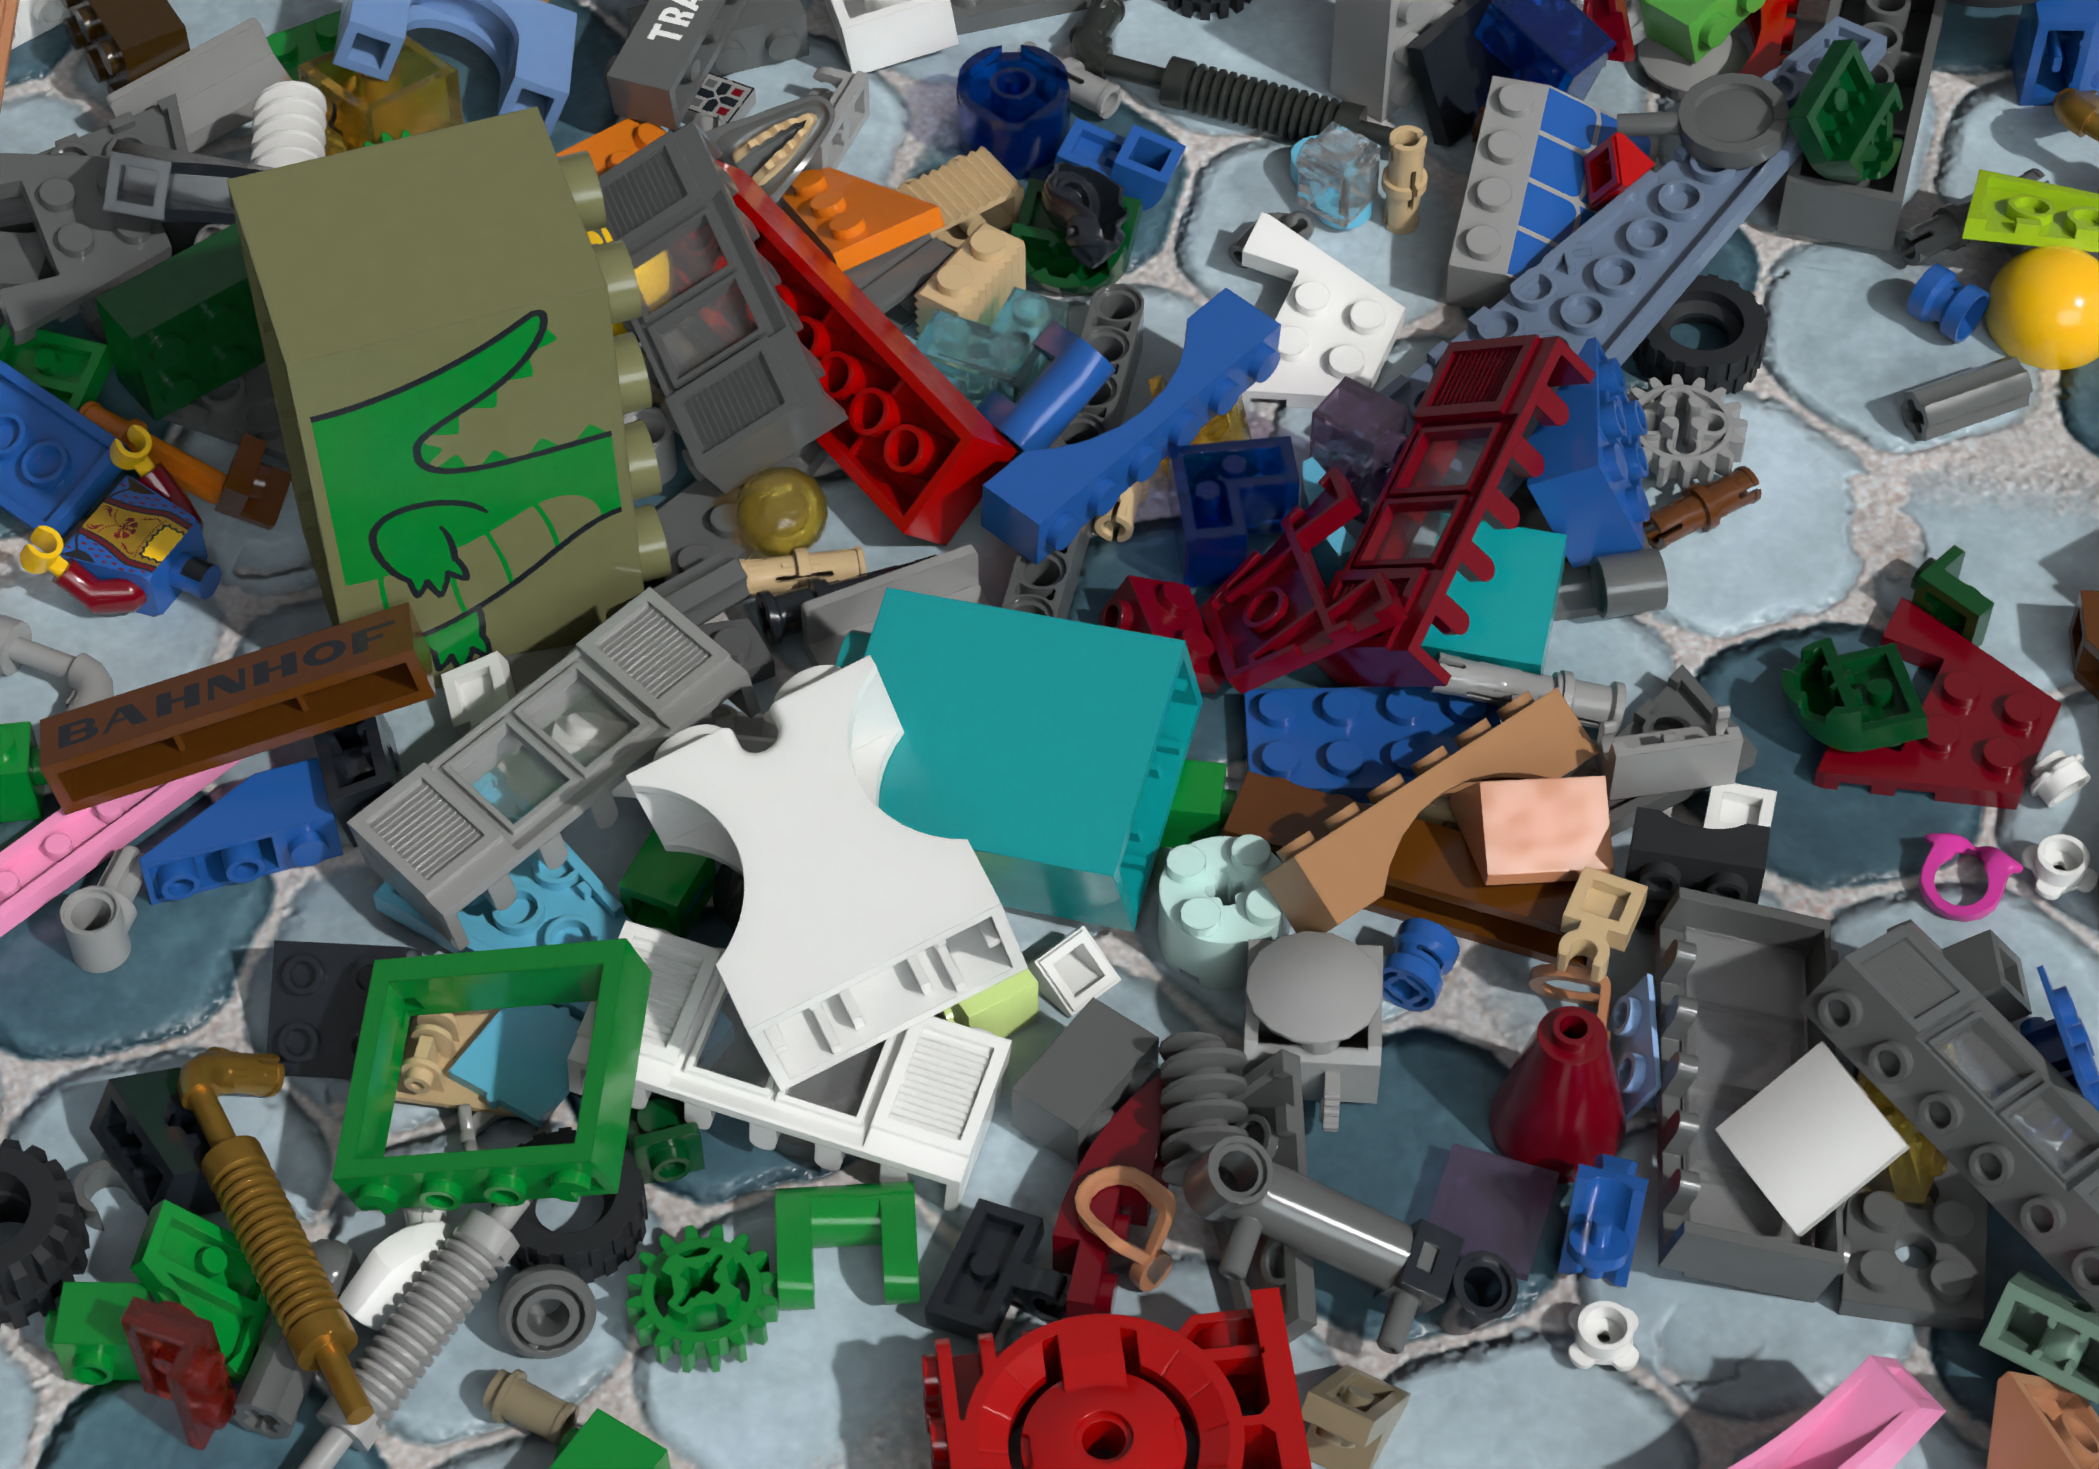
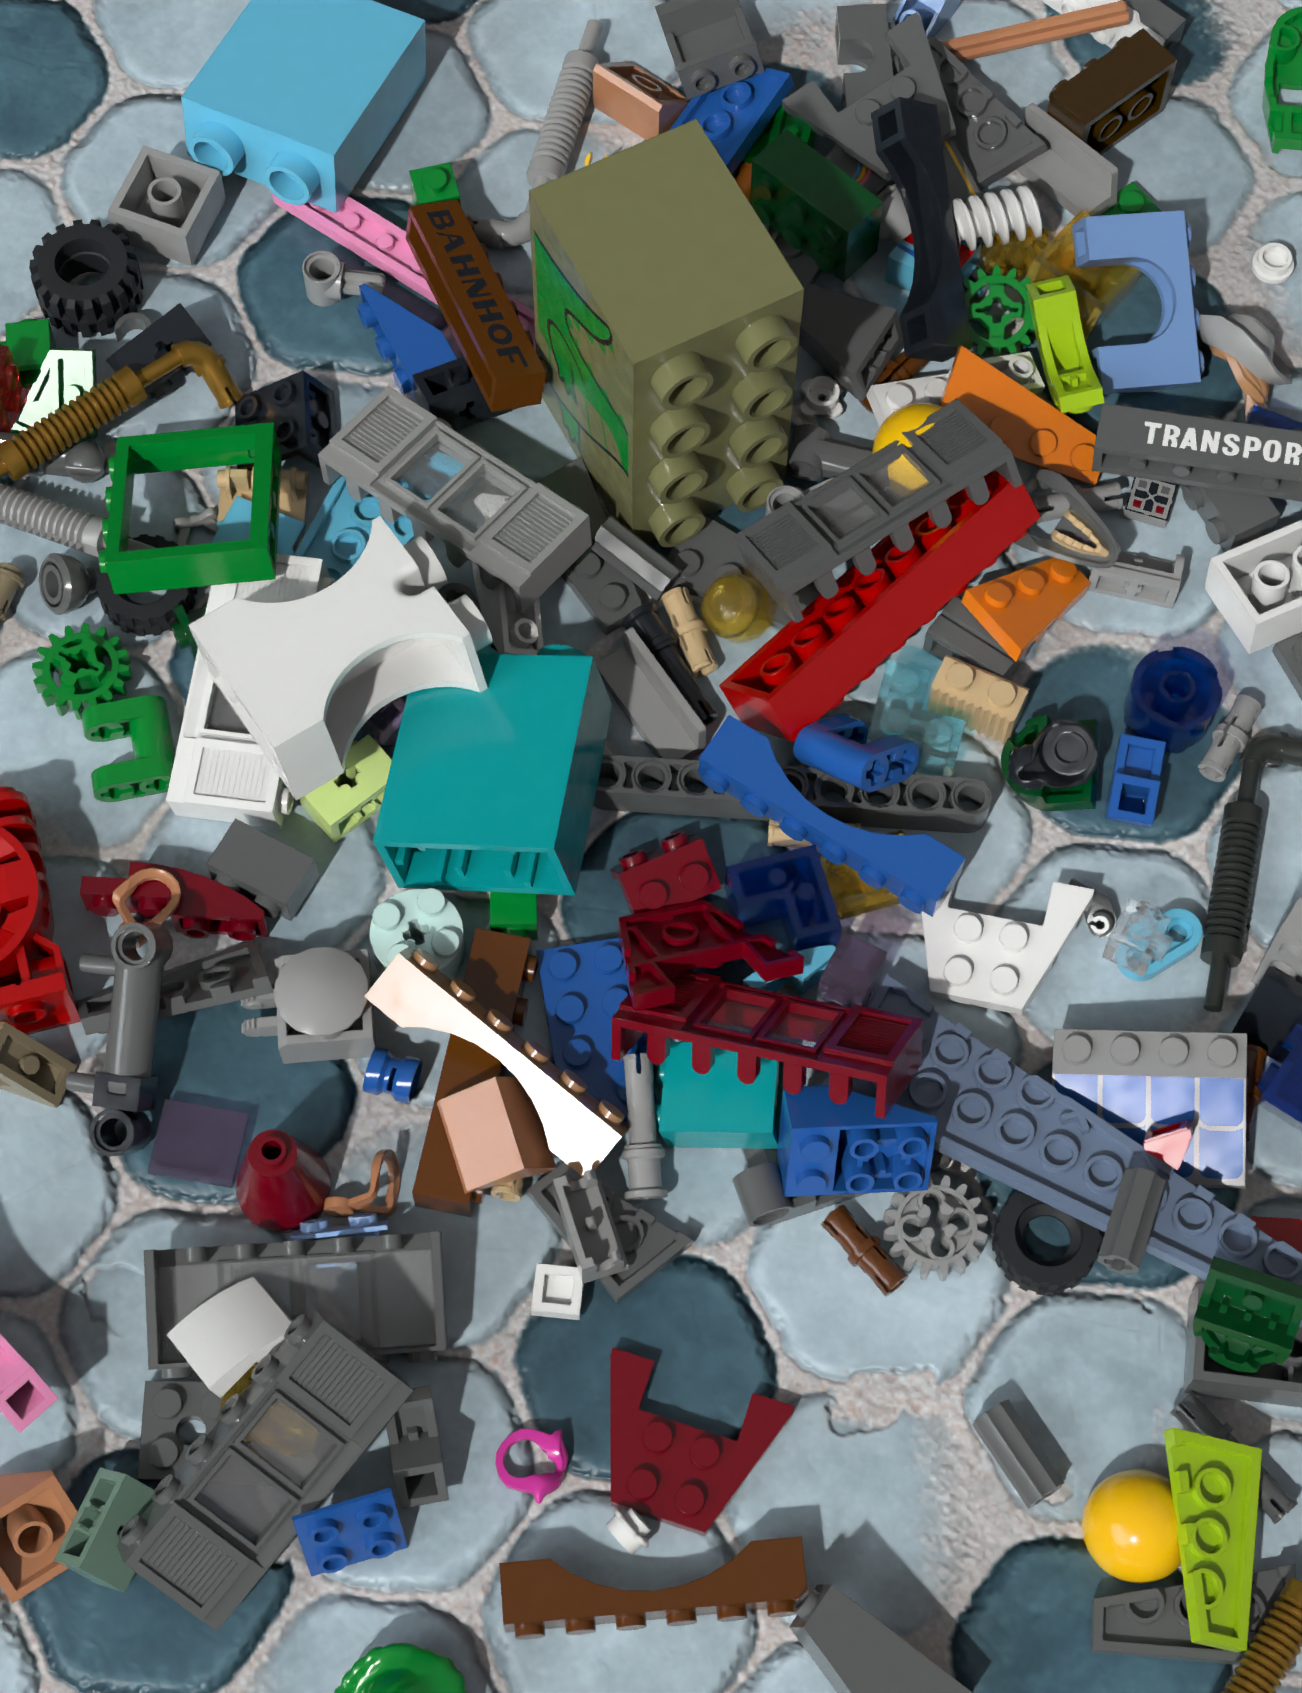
camera: 80 degrees right, 15 degrees up
(396, 1266) = (87, 496): white arm -> none
(450, 97) = (1063, 345): none -> lime arch
(477, 690) = (541, 455): white plate -> none
(969, 193) = (1068, 676): tan brick -> none
(991, 1271) = (117, 836): black plate -> none
(1073, 972) = (363, 859): white slope -> none
(1197, 1099) = (226, 939): dark grey piece -> none
(1404, 179) = (1151, 989): tan pin -> none
(1599, 917) = (417, 1184): tan plate -> none
(1604, 1220) = (175, 1207): blue hips -> none
(1605, 1319) = (96, 1215): white plate -> none
(1708, 860) = (471, 1230): black brick -> none
(1721, 121) = (1229, 1215): dark grey piece -> none
(1725, 198) = (1131, 1220): none -> dark grey axle
(1854, 697) = (679, 1368): dark green slope -> none
(1945, 301) = (1121, 1435): blue wheel -> none
(1950, 599) = (786, 1445): dark green bracket -> none
(2064, 853) = (553, 1520): white plate -> none

